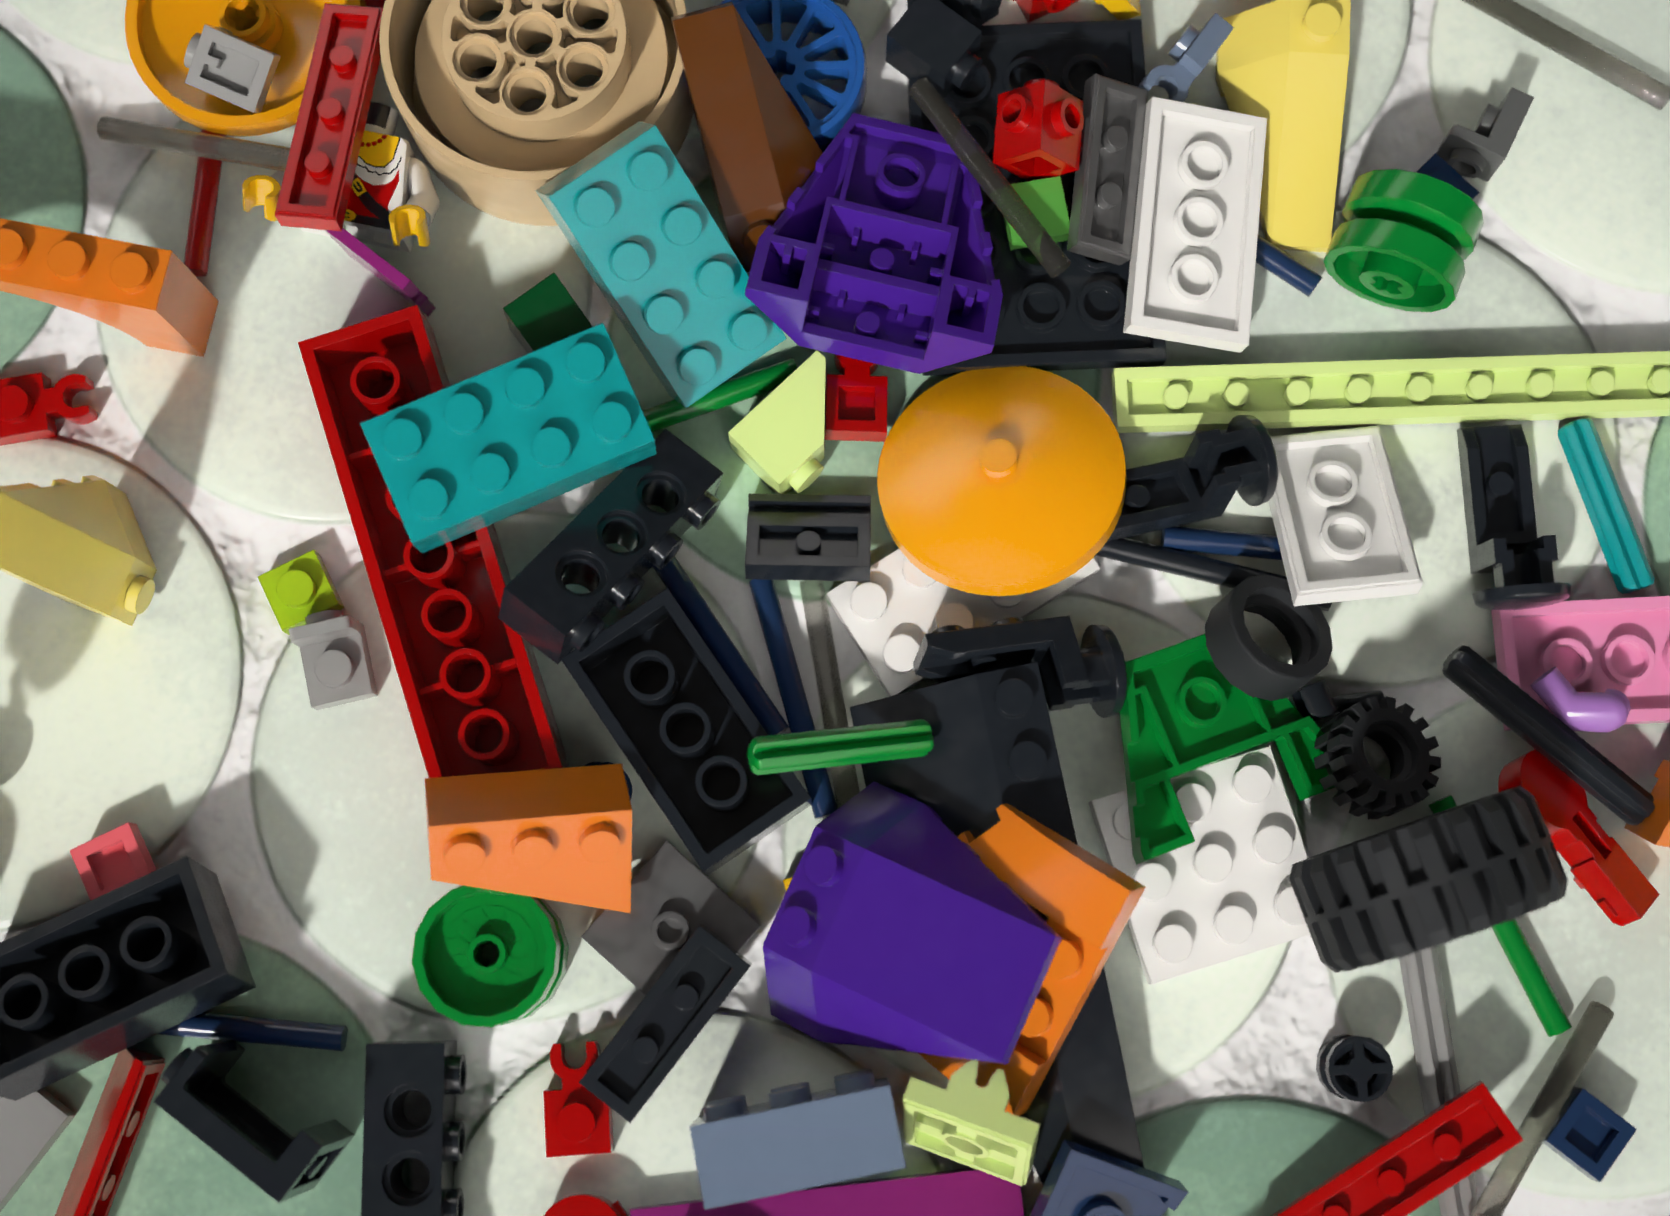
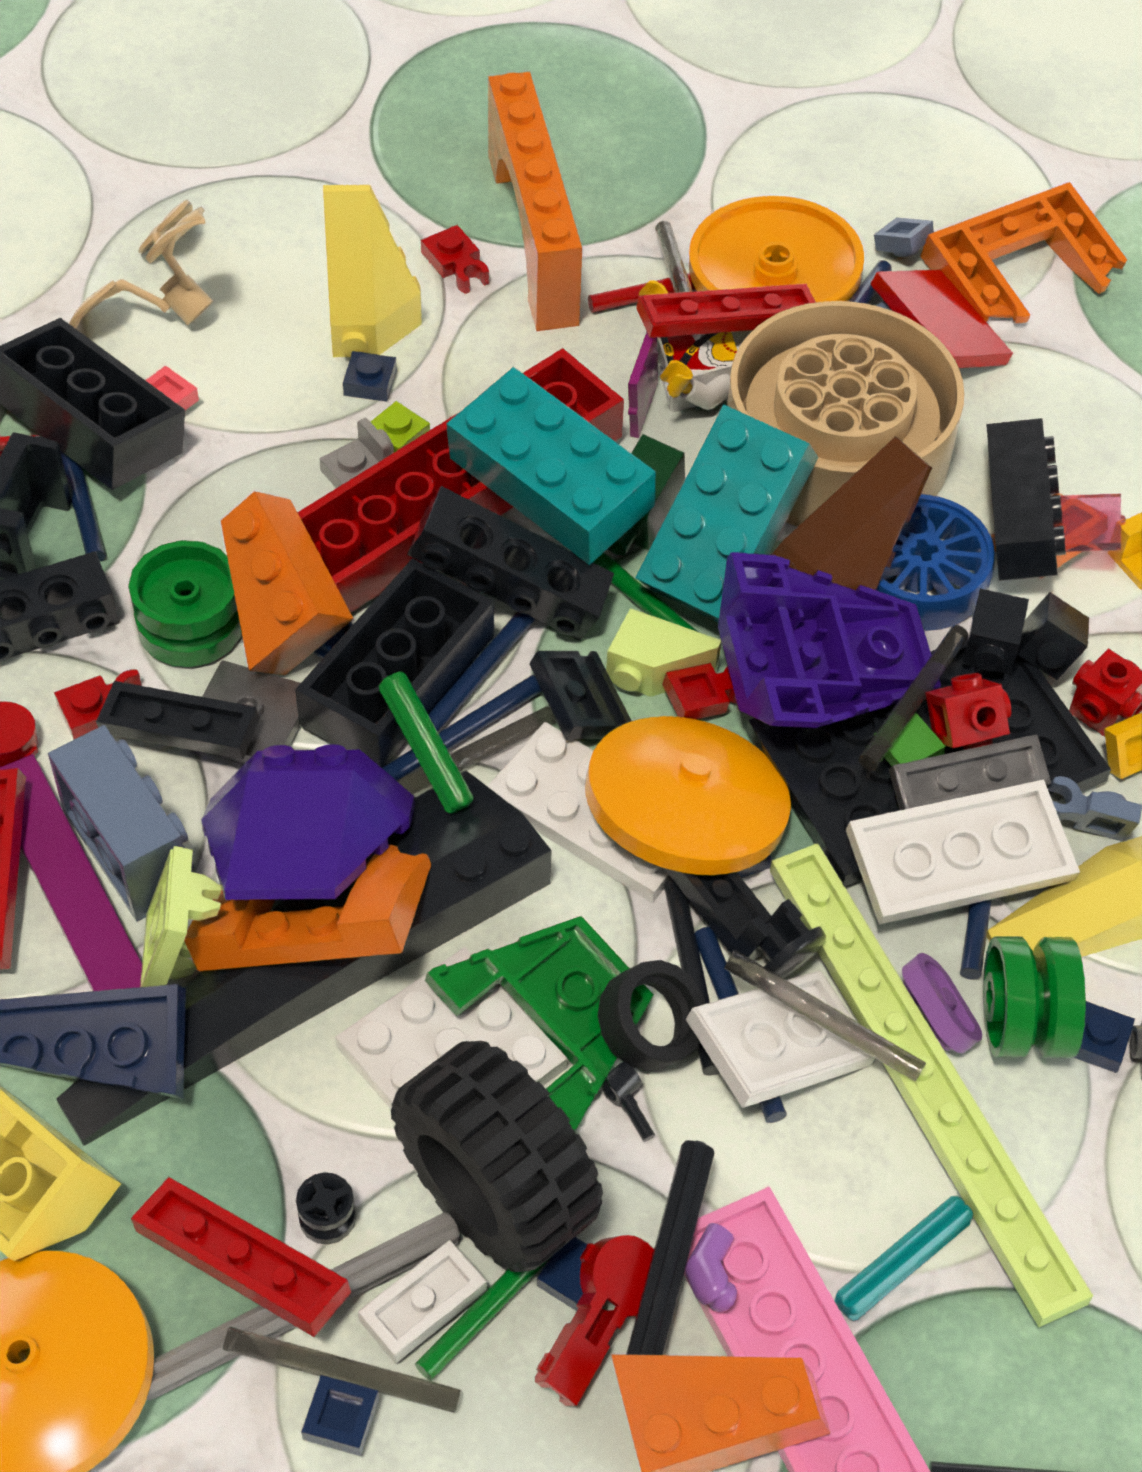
camera: 65 degrees right, 25 degrees down
(193, 593) = (369, 376): none -> dark blue plate
(230, 67) = (731, 252): light grey bracket -> none
(1067, 672) = (559, 892): black piece -> none
(1339, 461) = (825, 1015): none -> clear smoke bar
(1350, 334) = (941, 1003): none -> medium lavender plate
(1403, 745) = (618, 1114): black tyre -> none
(1493, 1005) = (422, 1301): none -> white plate
(1504, 522) = (843, 1169): black piece -> none

